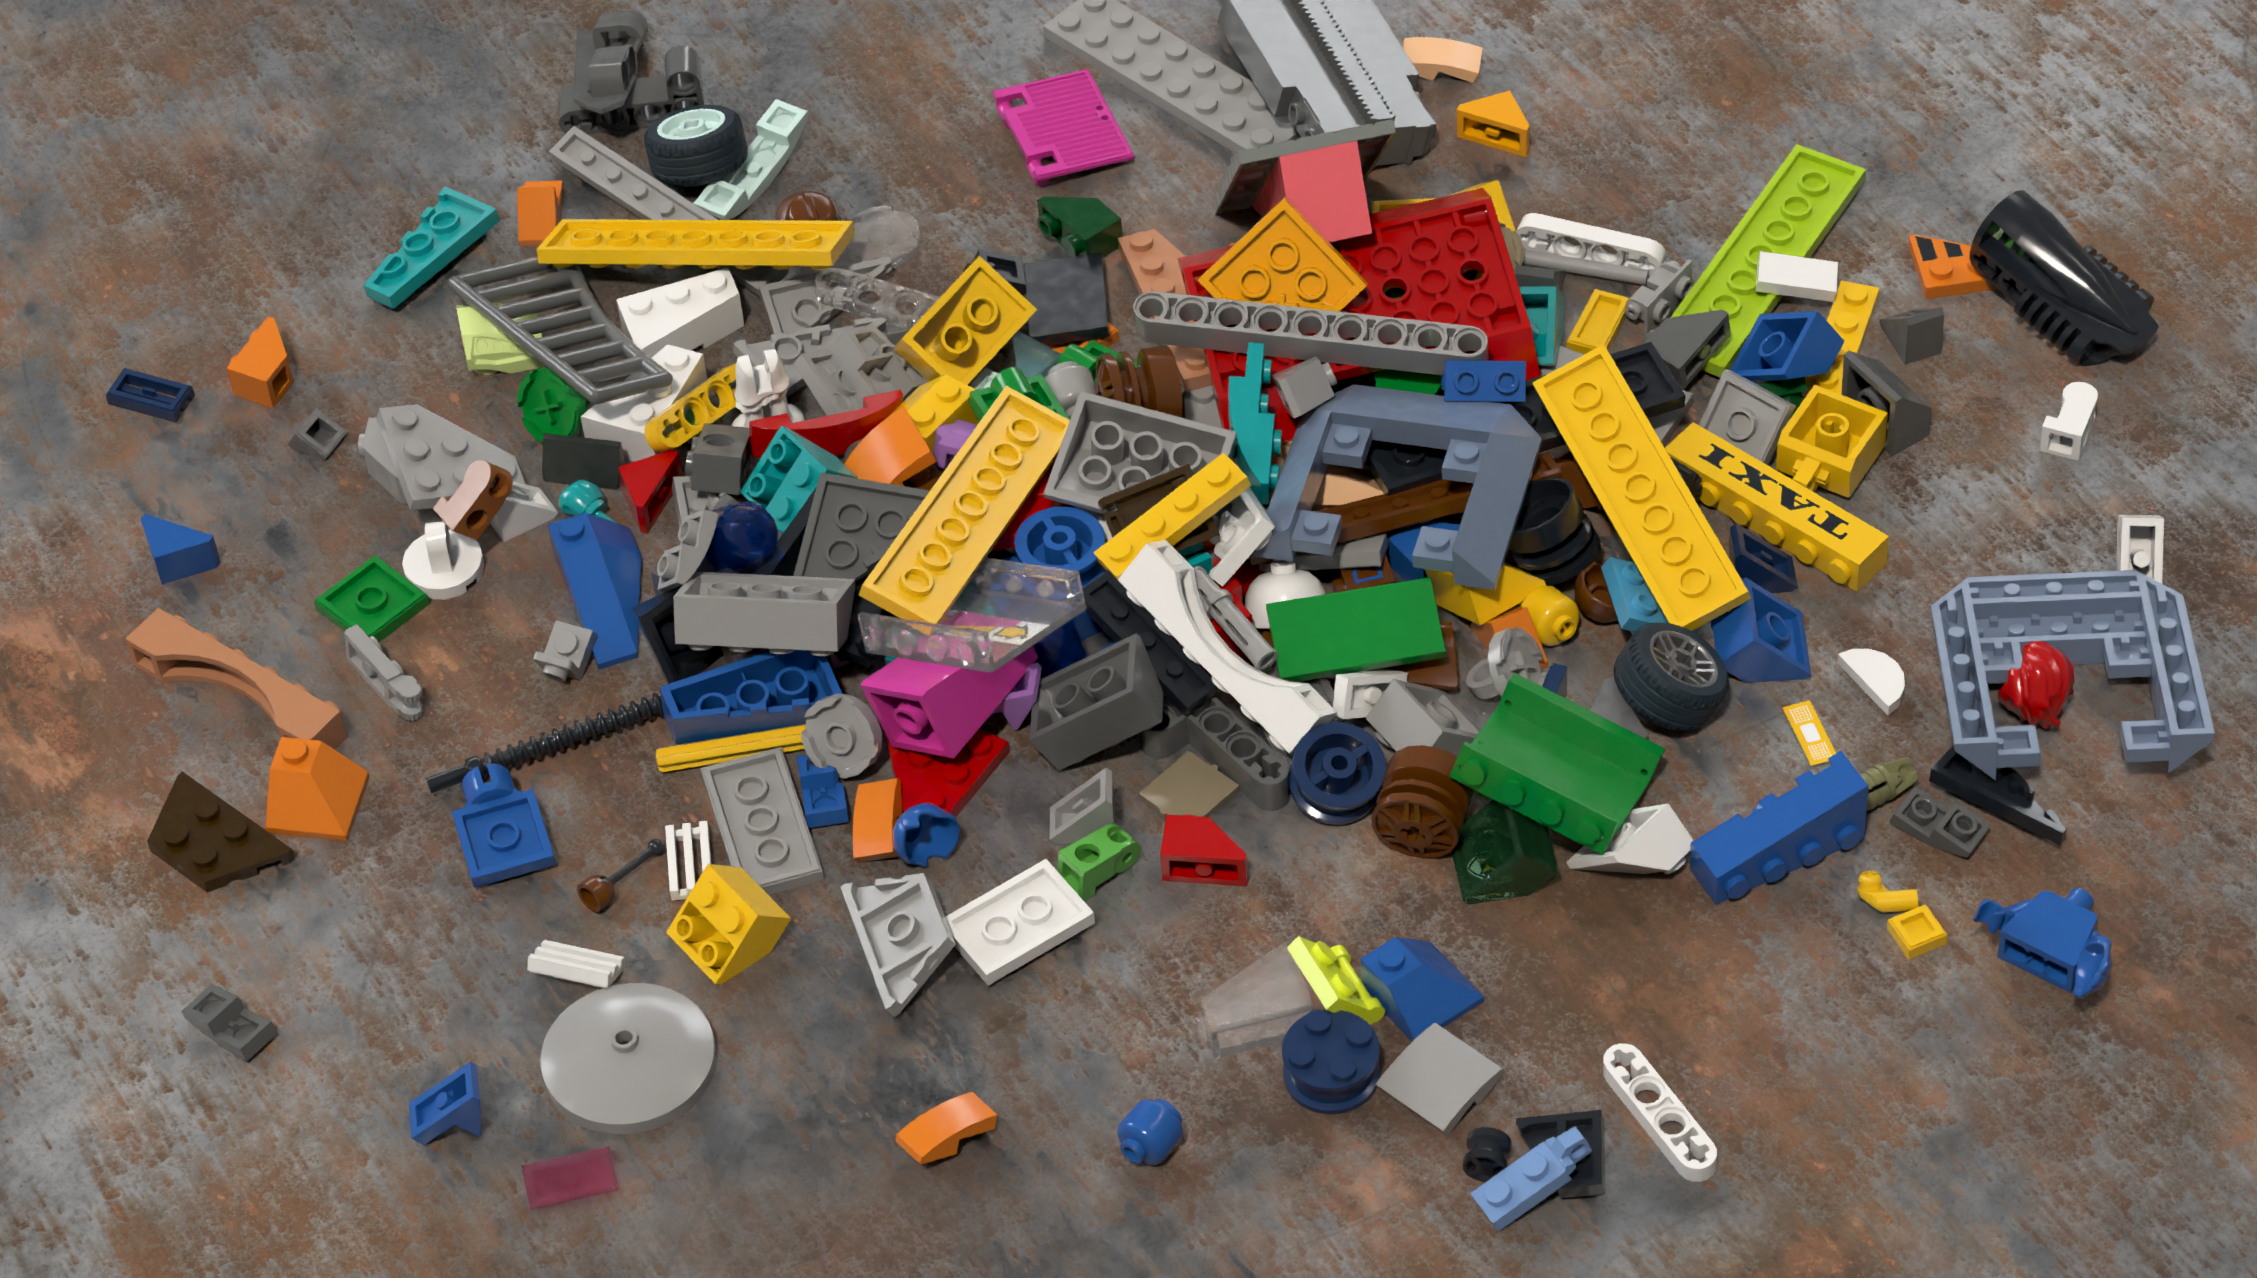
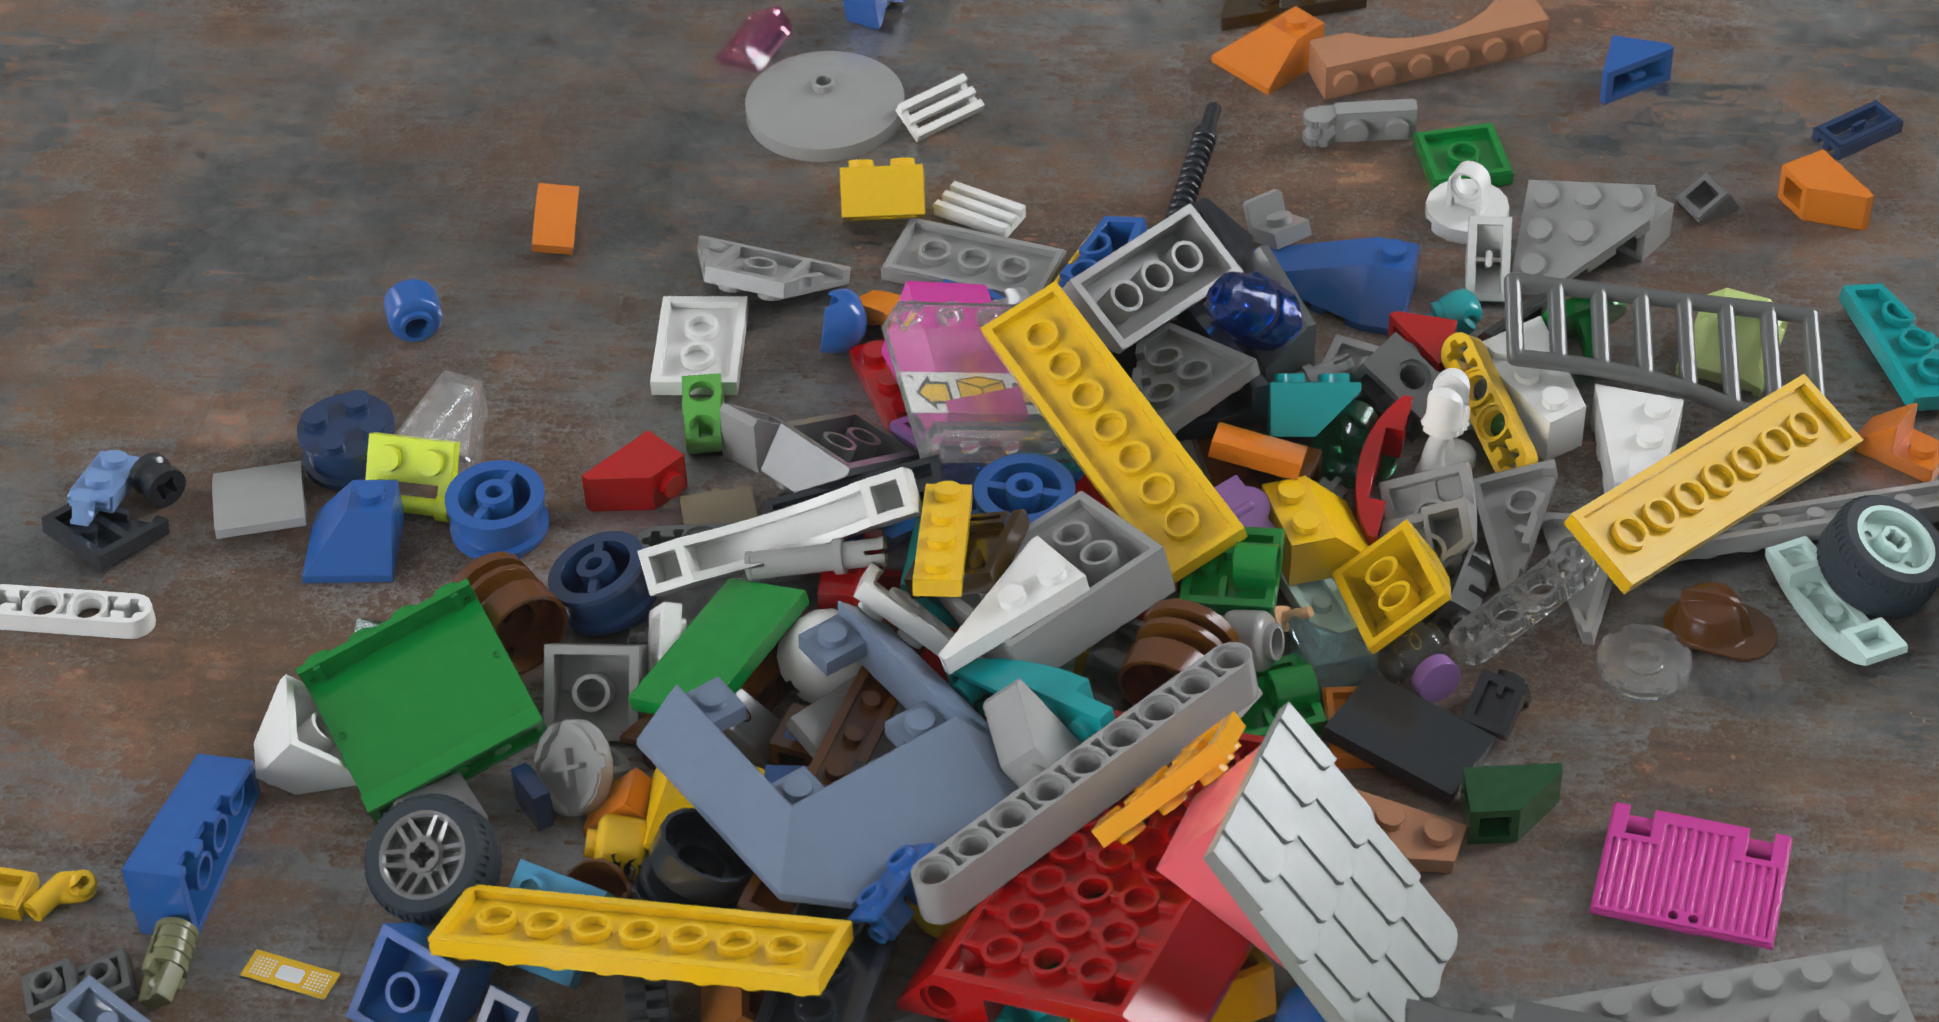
camera: 125 degrees right, 5 degrees down
(476, 499) = (1477, 195): dark orange leg -> none
(500, 828) = (1121, 120): blue plate -> none
(599, 890) = (1002, 153): hinge -> none
(682, 561) = (1249, 250): light grey slope -> none
(1175, 440) = (1026, 593): none -> white wing
(1320, 898) = (497, 509): none -> blue wheel

